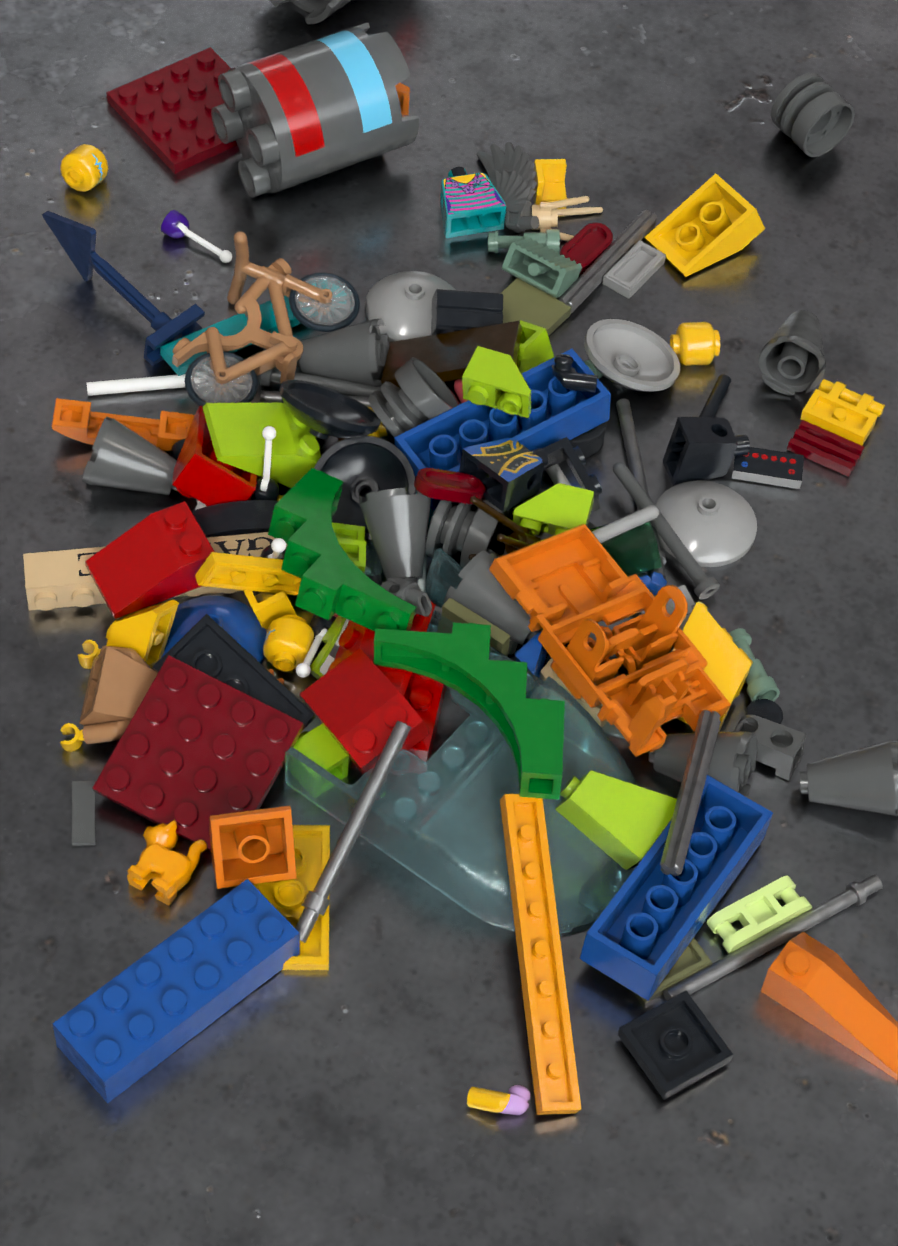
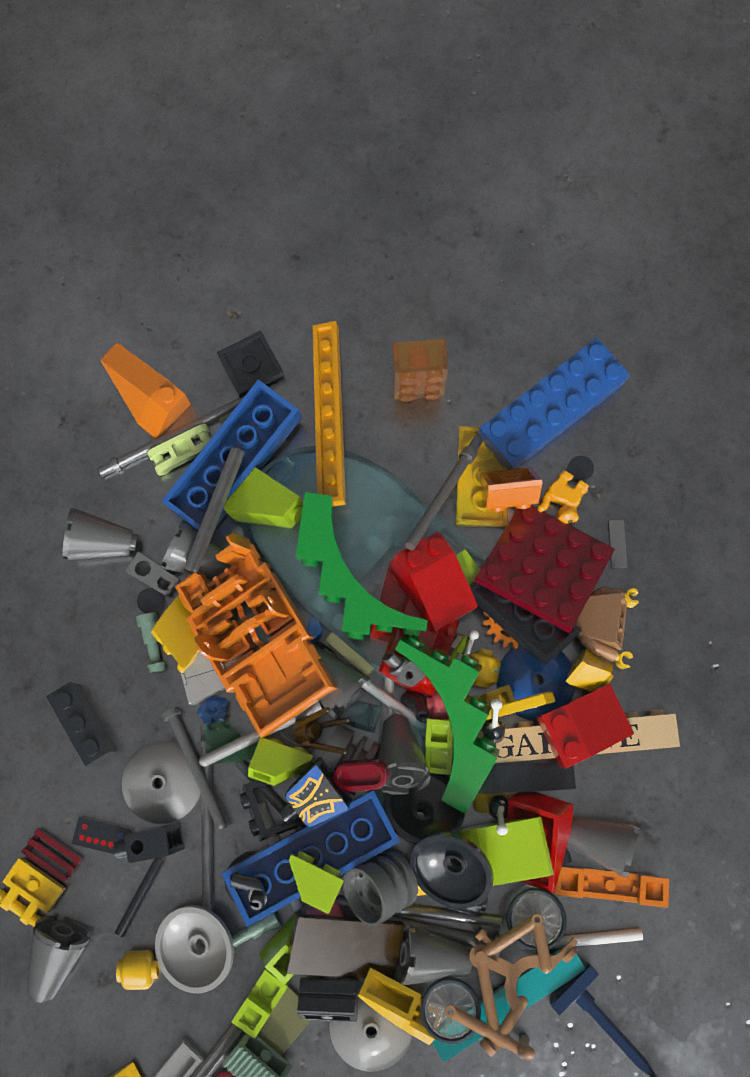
camera: 170 degrees left, 25 degrees up
(136, 909) = (581, 468): none -> black tile
(399, 315) = (395, 1003): none -> yellow slope
(401, 1006) = (419, 369): none -> clear orange brick
(512, 1103) = (359, 331): arm -> none
(551, 308) = (259, 1003): none -> lime slope
(822, 569) = (81, 724): none -> black brick

